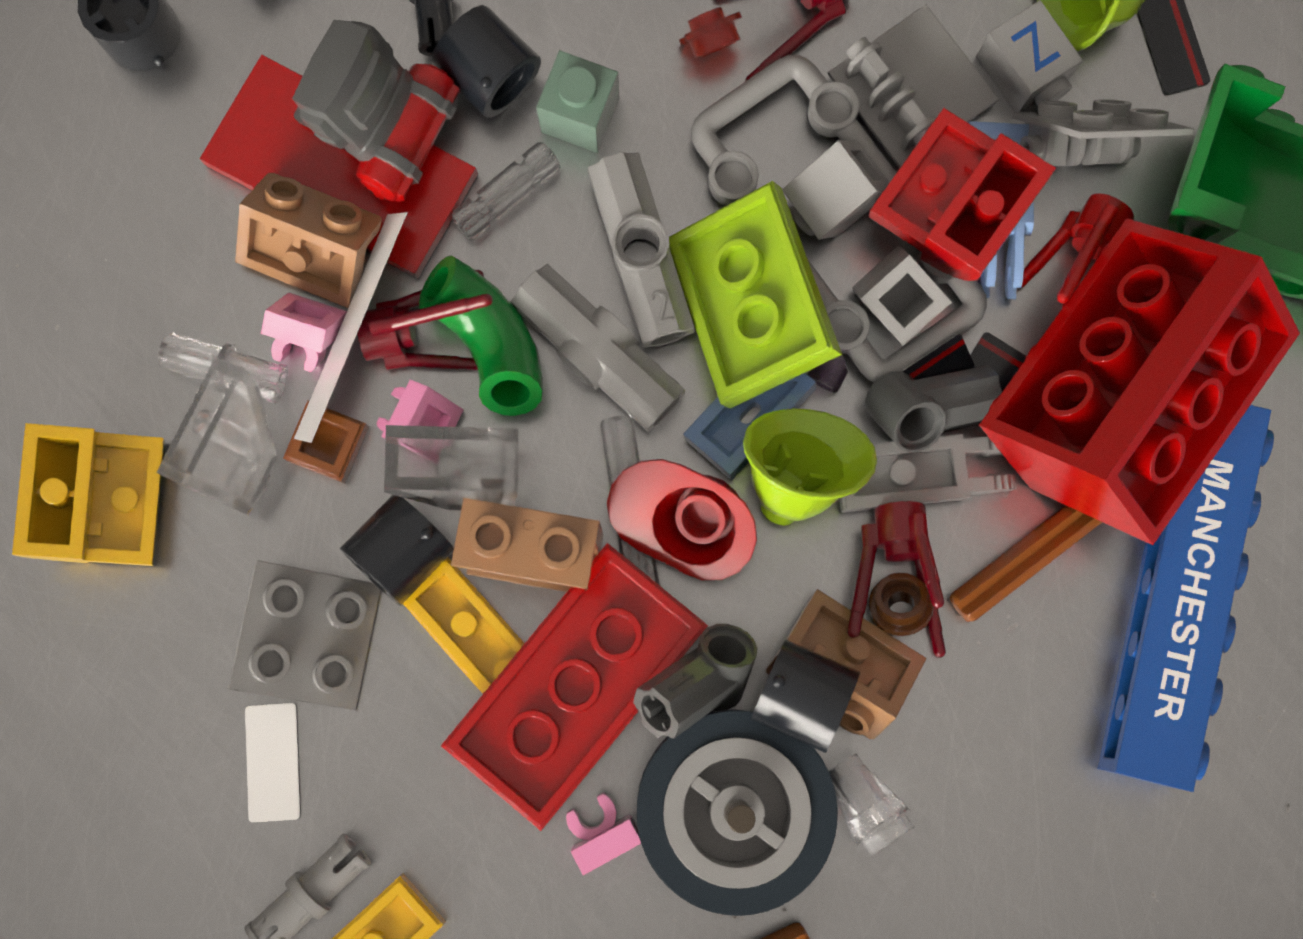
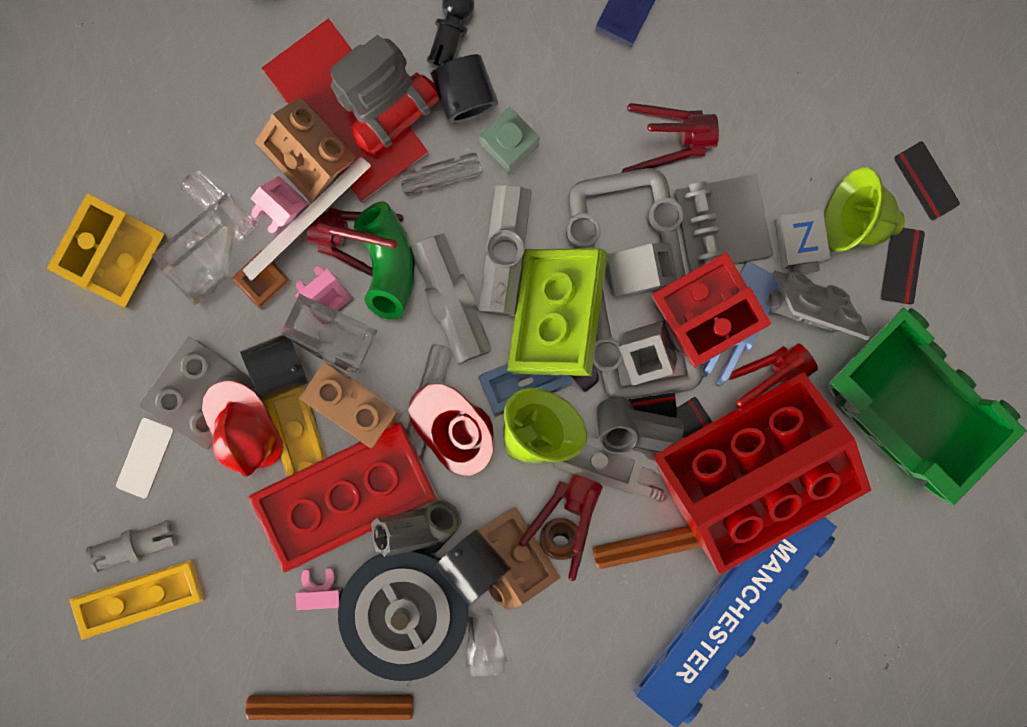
camera: 25 degrees right, 5 degrees up
(388, 654) = (240, 428): none -> red piece
(711, 32) = (613, 132): clear red plate -> none

